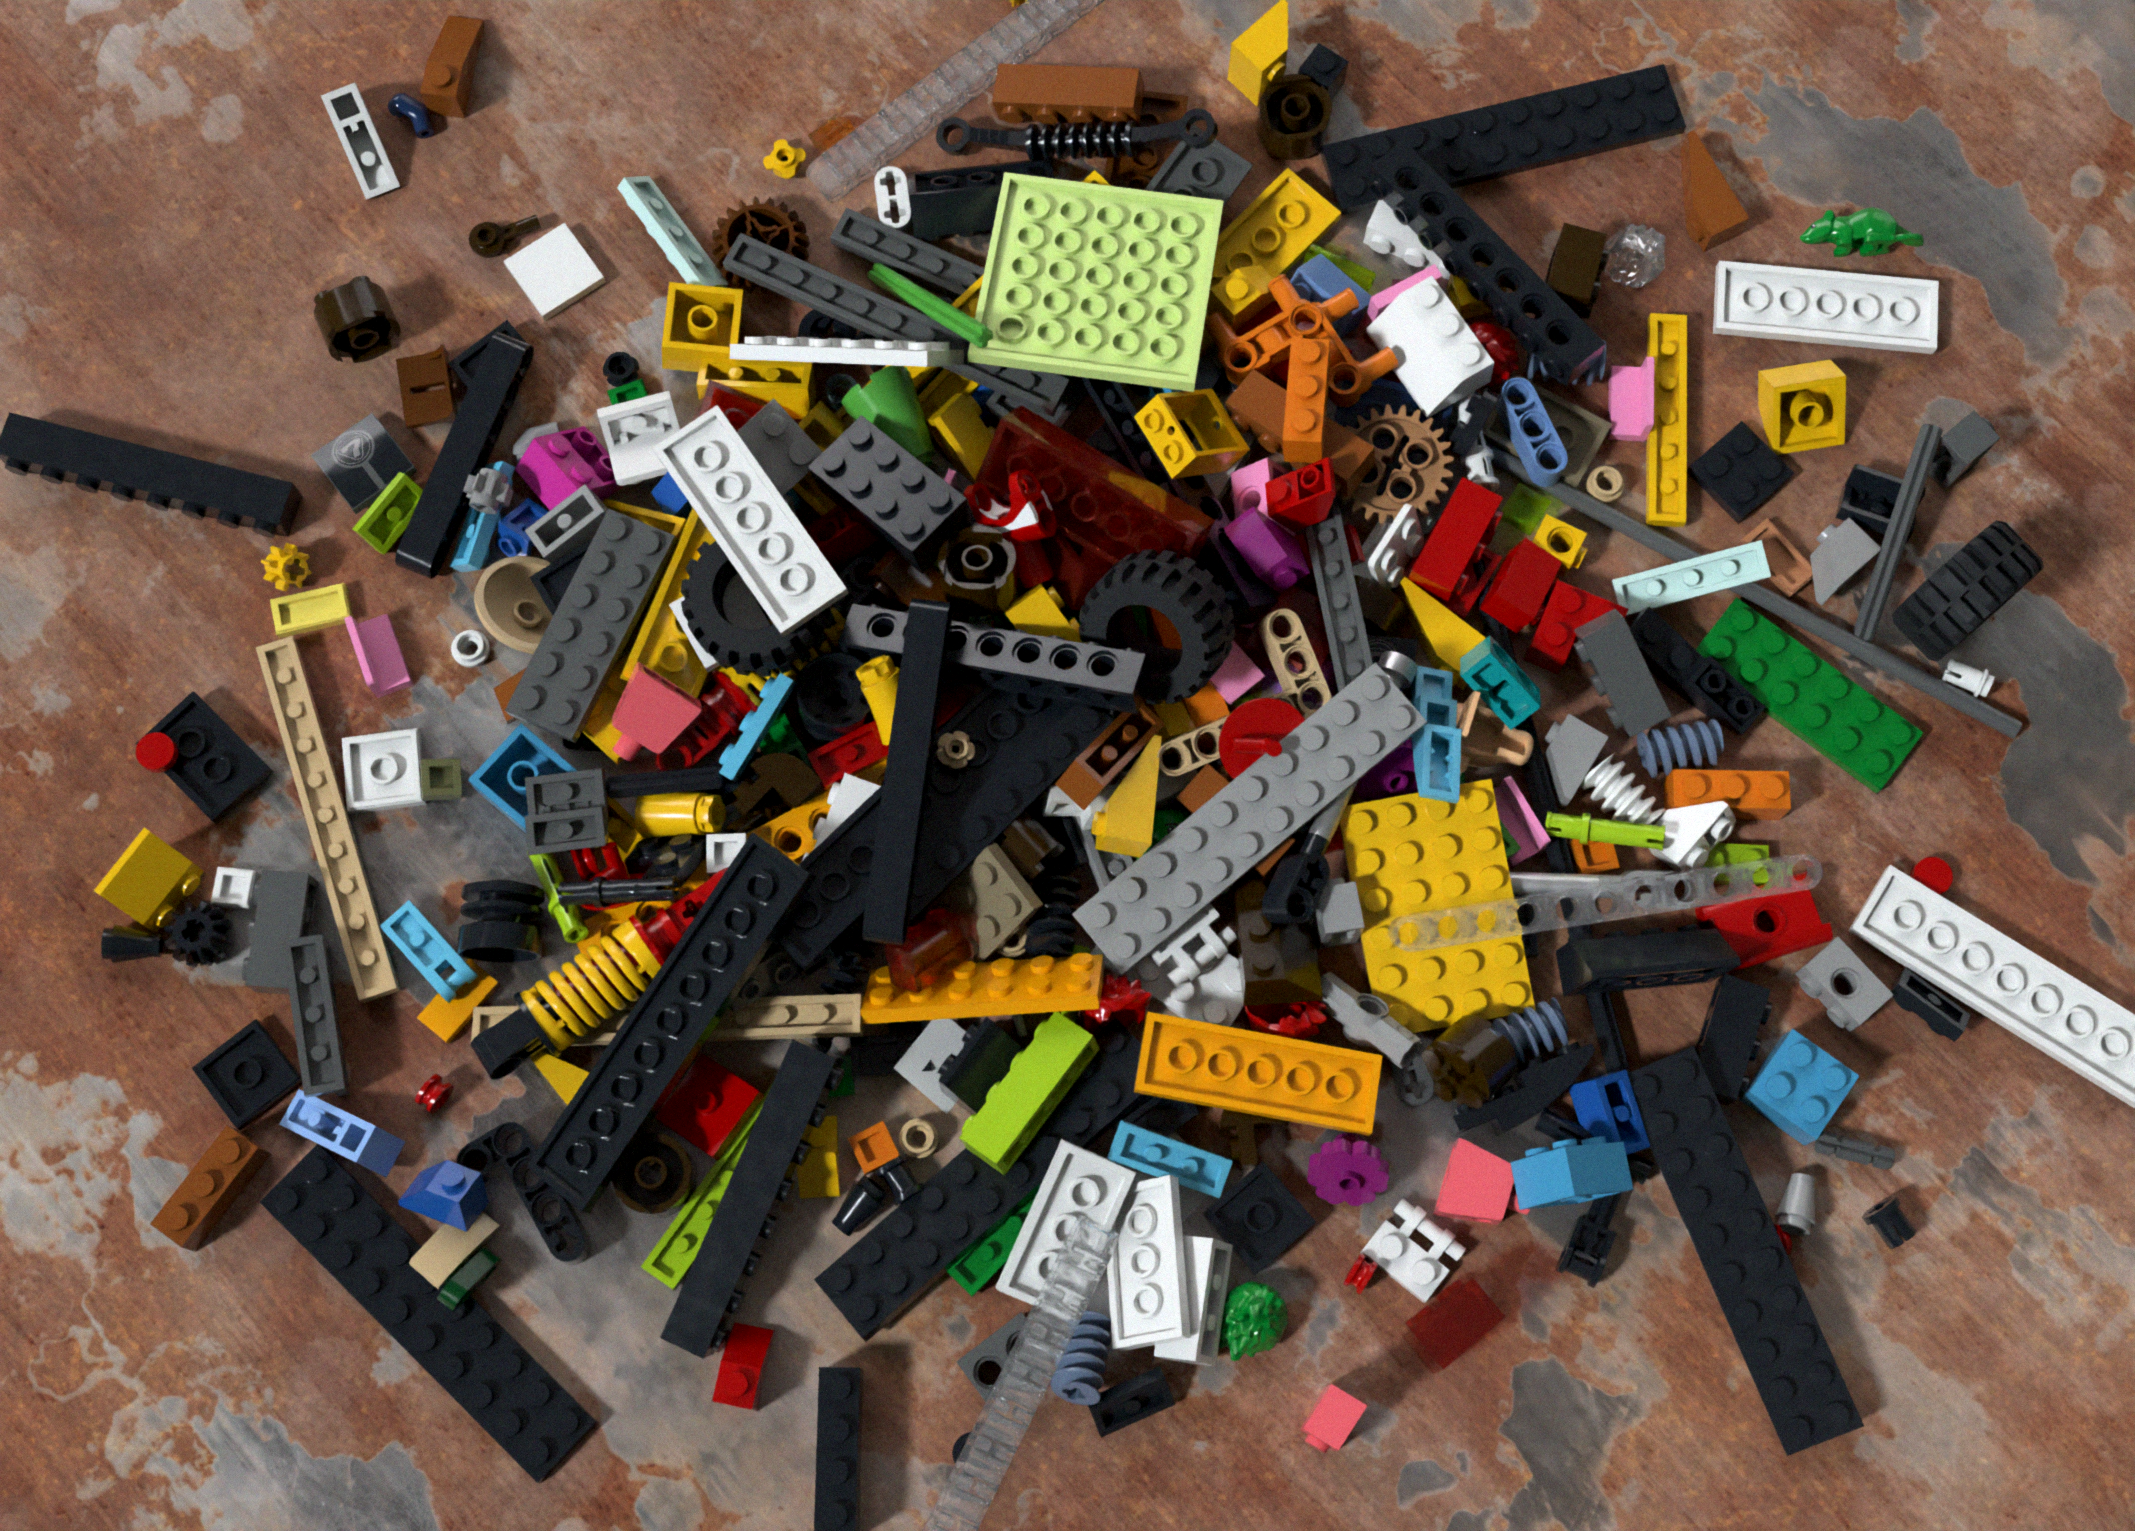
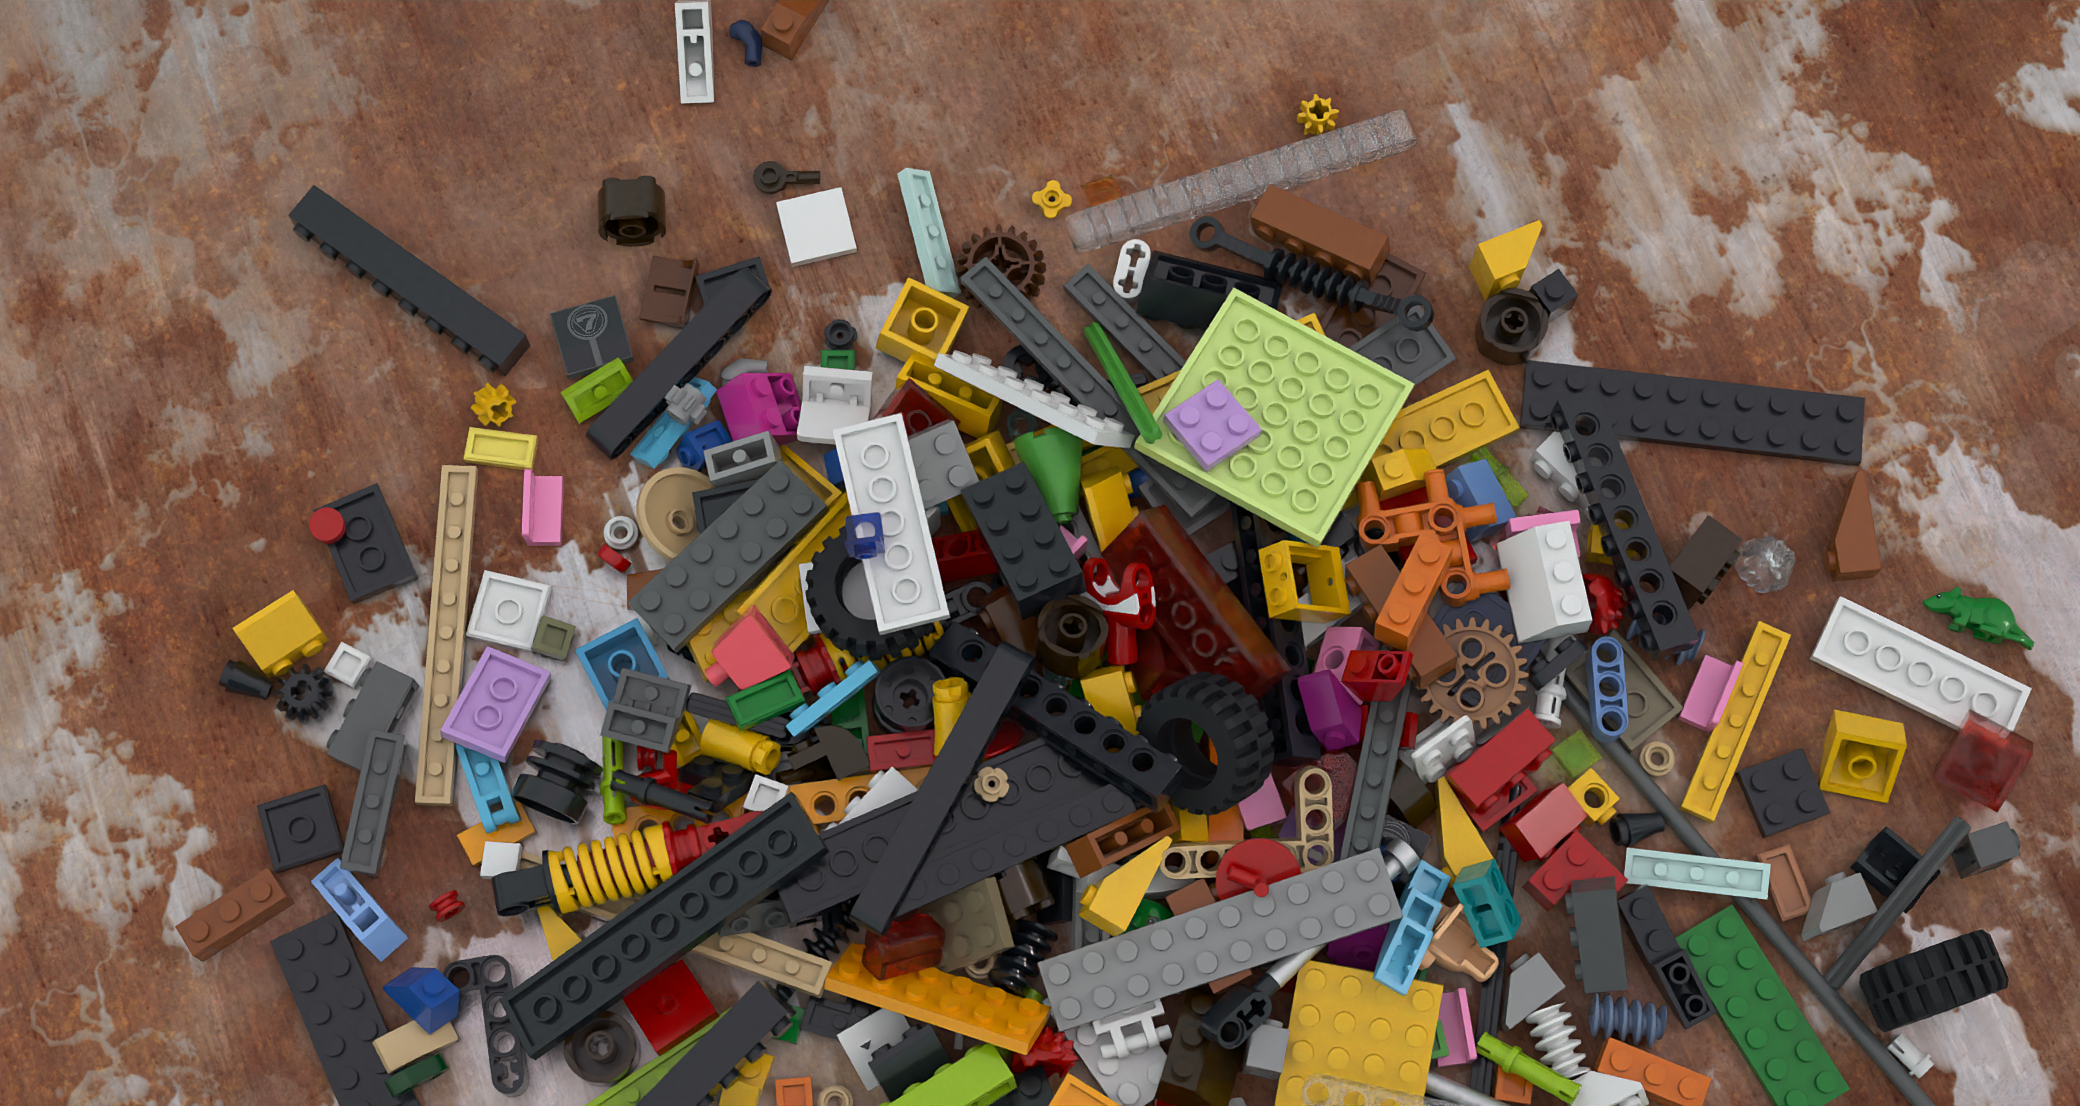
camera: 20 degrees right, 0 degrees up
(406, 868) = (495, 704): none -> lavender plate
(471, 1021) = (500, 858): none -> white tile
(473, 676) = (613, 559): none -> red tile
(687, 755) = (765, 700): none -> green tile
(732, 550) = (864, 547): none -> clear blue bracket
(1039, 309) = (1212, 425): none -> lavender plate
(1609, 559) = (1634, 827): none -> black cone
(1923, 364) = (1983, 760): none -> clear red brick

